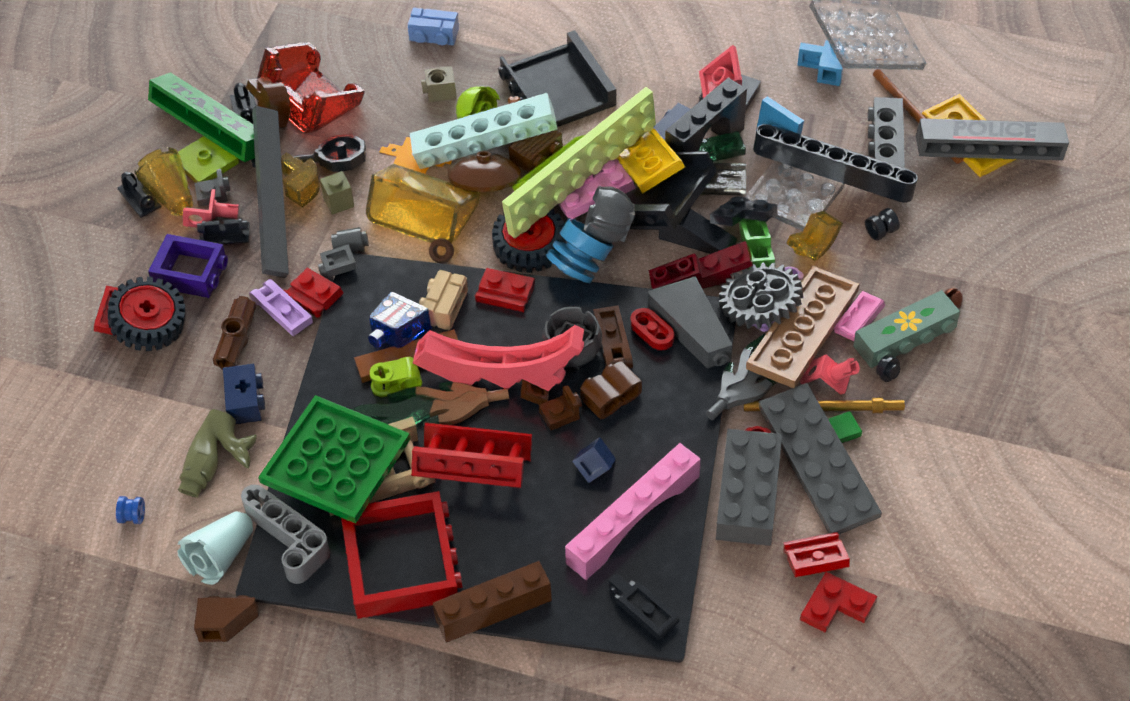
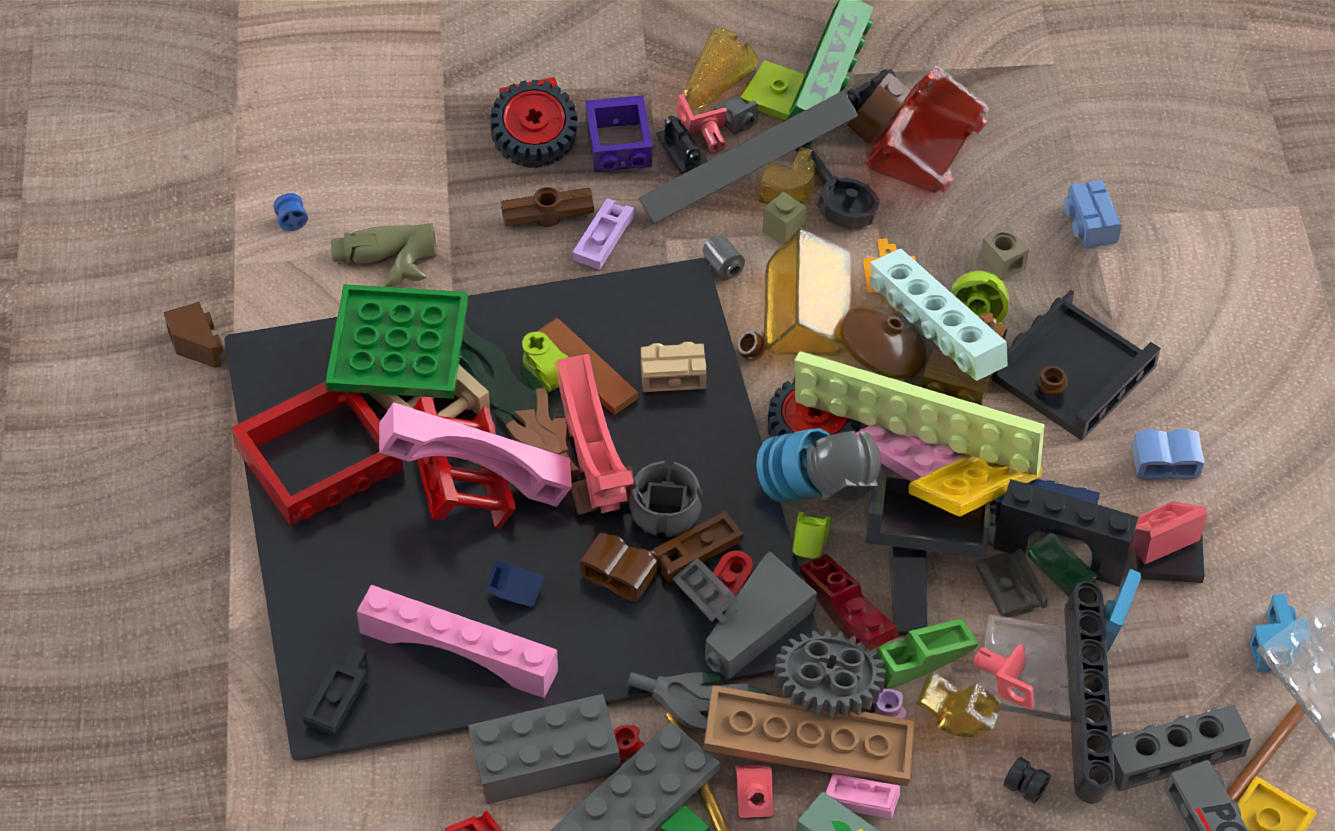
camera: 65 degrees right, 0 degrees up
(137, 195) = (685, 63): black hinge -> none
(215, 546) = (273, 295): light aqua cone -> none
(242, 393) = (471, 244): dark blue brick -> none
(282, 528) = (301, 366): light grey beam -> none
(313, 292) = (635, 252): red plate -> none
(336, 262) = (682, 254): dark grey bracket -> none
(398, 321) = (615, 333): clear blue torso -> none
(463, 453) = (416, 435): none -> bright pink arch
(492, 601) = (288, 550): reddish brown brick -> none
(505, 289) = (722, 421): red plate -> none
(561, 409) = (573, 530): reddish brown bracket -> none
(568, 96) = (1055, 375): none -> reddish brown plate
(633, 270) = (811, 535): none -> lime piece
(655, 62) = (1167, 454): none -> medium blue brick
(664, 339) = (706, 590): none -> dark grey hinge
(739, 208) = (965, 614): black plate -> none
(801, 199) = (1006, 673): none -> coral bracket

